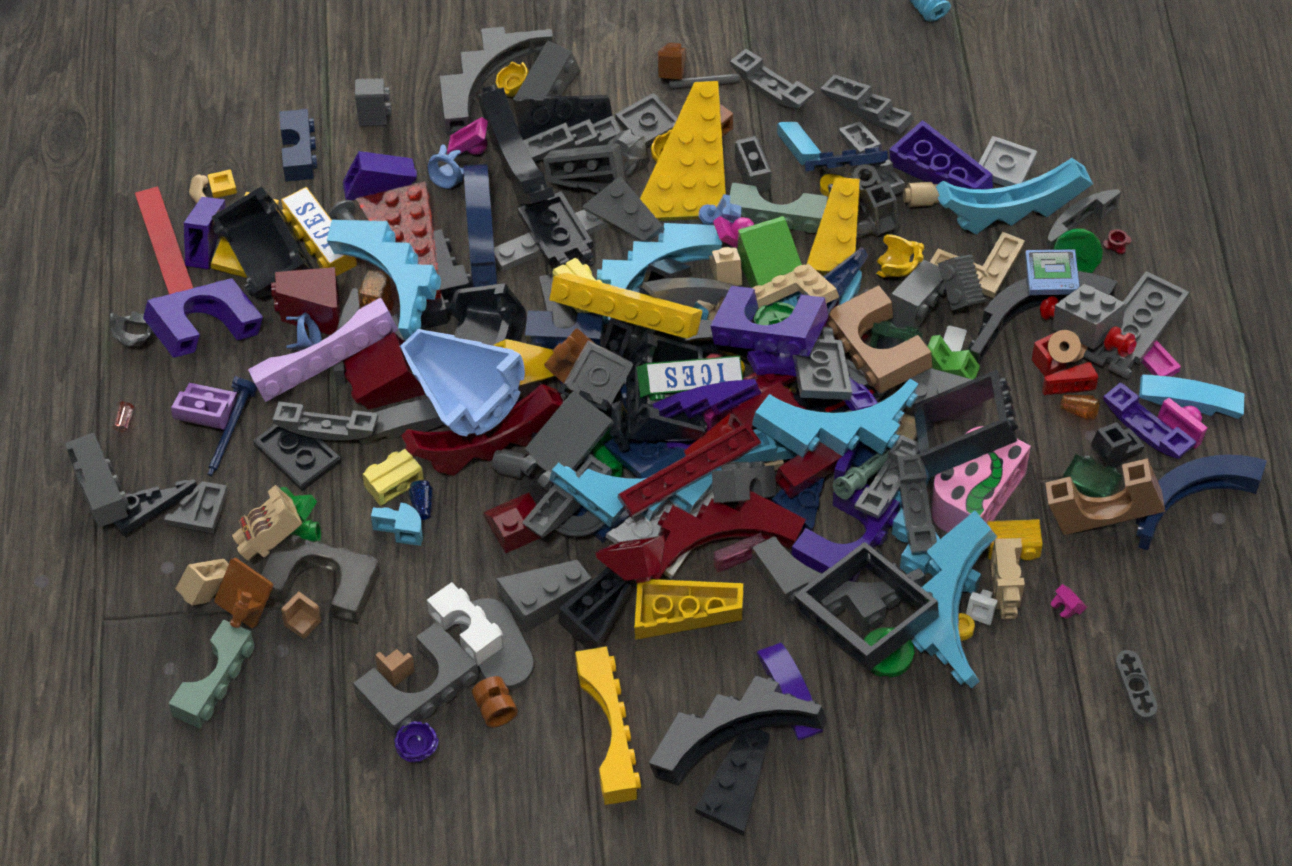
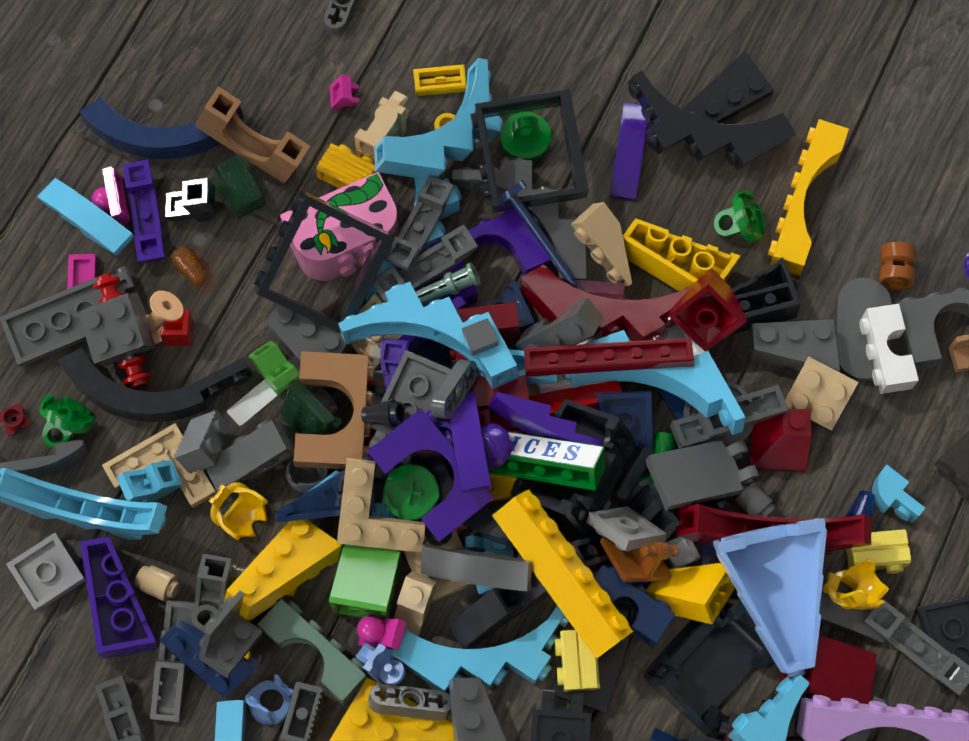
camera: 150 degrees left, 15 degrees up
(385, 425) = (865, 586): none -> yellow helmet
(503, 561) = (821, 391): none -> tan plate
(649, 669) = (746, 217): none -> green tile
(696, 192) = (420, 695): none -> dark grey beam
(737, 357) = (496, 445): none -> dark purple hair
(760, 347) = (469, 446): none -> dark purple slope
(760, 577) = (604, 237): none -> tan slope
(790, 157) = (262, 714): none -> medium blue piece
(791, 371) = (454, 389): none -> dark grey beam
(798, 416) = (480, 336): none -> dark grey tile
(831, 341) = (385, 413): none -> black cone
(834, 159) = (228, 637): none -> dark grey bracket
(853, 549) = (511, 195): none -> dark blue piece
(979, 237) = (150, 483): none -> medium azure brick
(982, 607) = (417, 126): white tile -> none
(988, 680) = (440, 84): none -> yellow tile
(1051, 272) = (110, 399): tile -> none
(1075, 379) = (187, 295): red slope -> none

